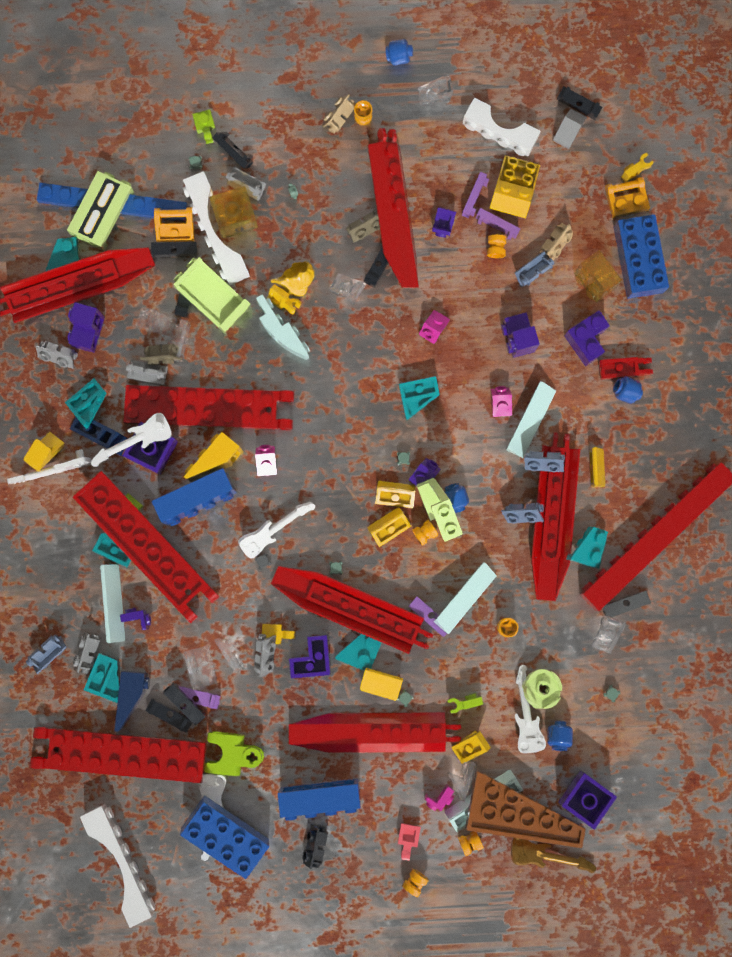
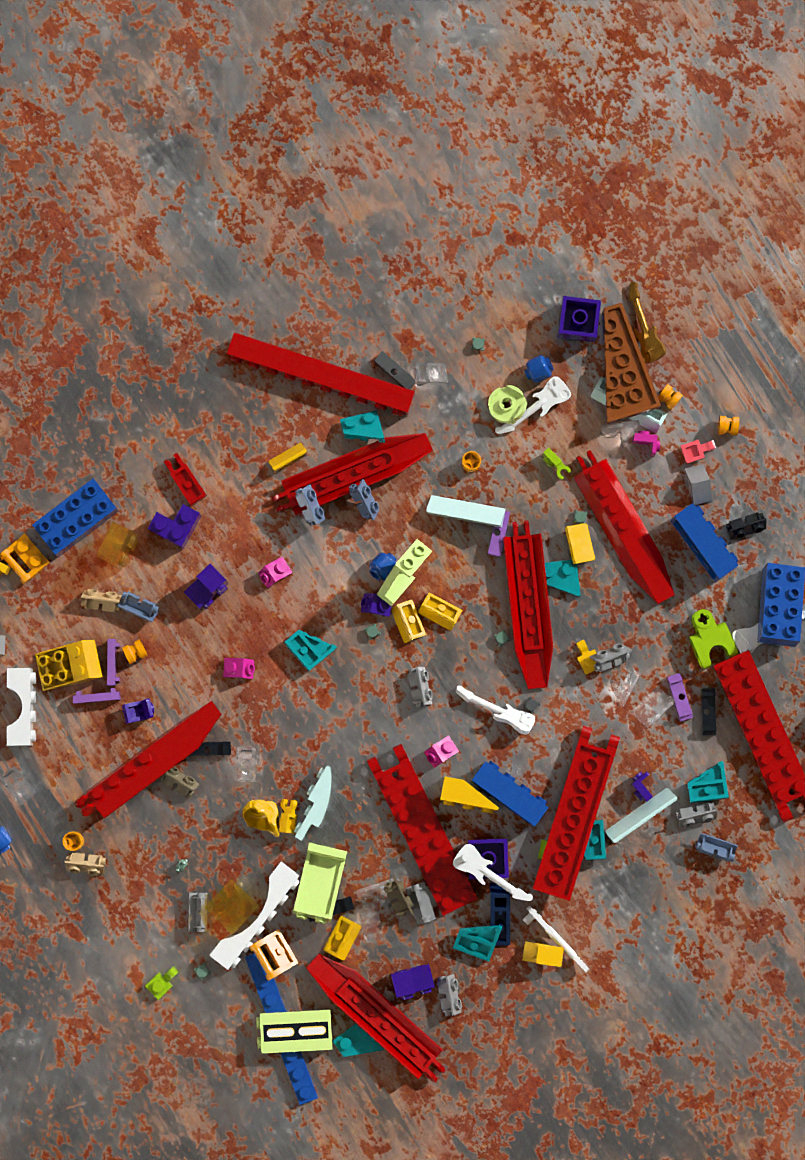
camera: 120 degrees left, 0 degrees up
(131, 690) = (708, 754): dark blue slope -> none
(156, 291) = (342, 938): none -> yellow slope
(164, 249) = (299, 952): black piece -> none
(178, 697) = (693, 695): black piece -> none
(234, 151) = (172, 942): black piece -> none
(316, 663) = (592, 608): dark purple brick -> none
(323, 471) = (422, 695): none -> light grey hinge
(376, 824) = (699, 484): none -> light grey slope
(425, 532) = (426, 575): light orange wheel -> none
(471, 746) = (590, 439): yellow slope -> none
(531, 419) = (276, 537): light aqua slope -> none
(628, 390) = (204, 467): blue head -> none

